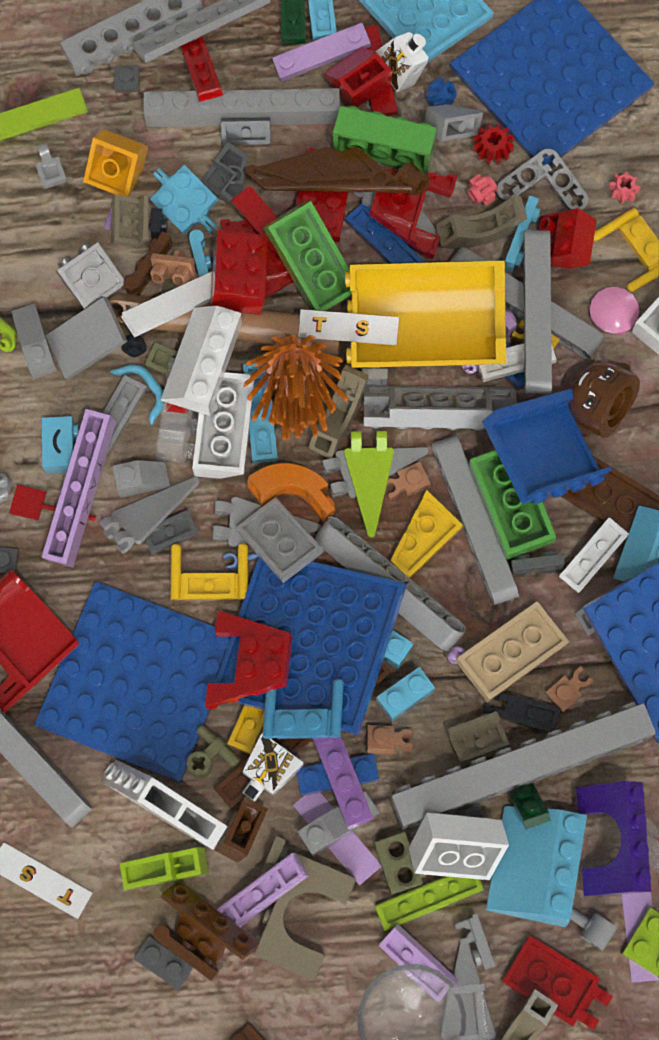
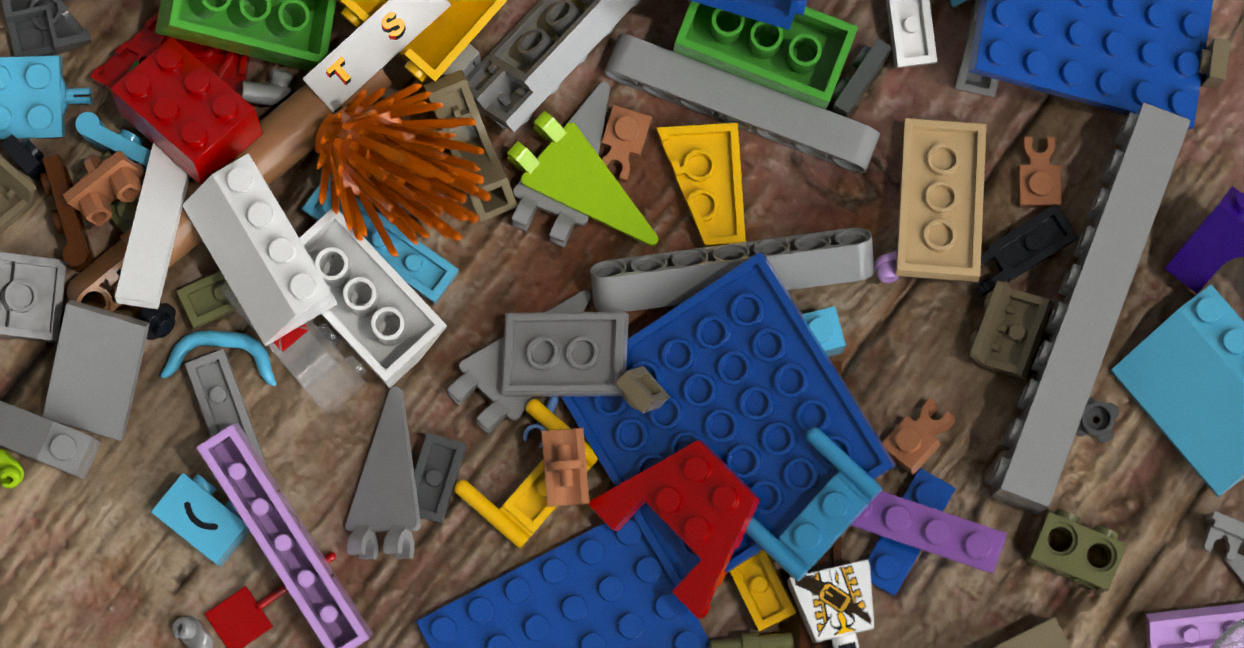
camera: 50 degrees left, 5 degrees up
(140, 477) = (334, 454): light grey slope -> none
(224, 584) = (565, 467): none -> nougat hips
(255, 212) = (123, 26): red tile -> none
(283, 303) = (270, 92): none -> light grey arm
(291, 587) = (642, 390): none -> dark tan plate
(293, 480) = (506, 272): orange arch -> none
(329, 829) = (965, 602): light grey slope -> none
(348, 850) = (978, 595): lavender sticker -> none
(405, 694) = (883, 369): medium azure brick -> none
(426, 900) = (1145, 551): lime tile -> none
(458, 846) = (1123, 463): white brick -> none
(529, 806) = (1144, 341): dark green plate -> none

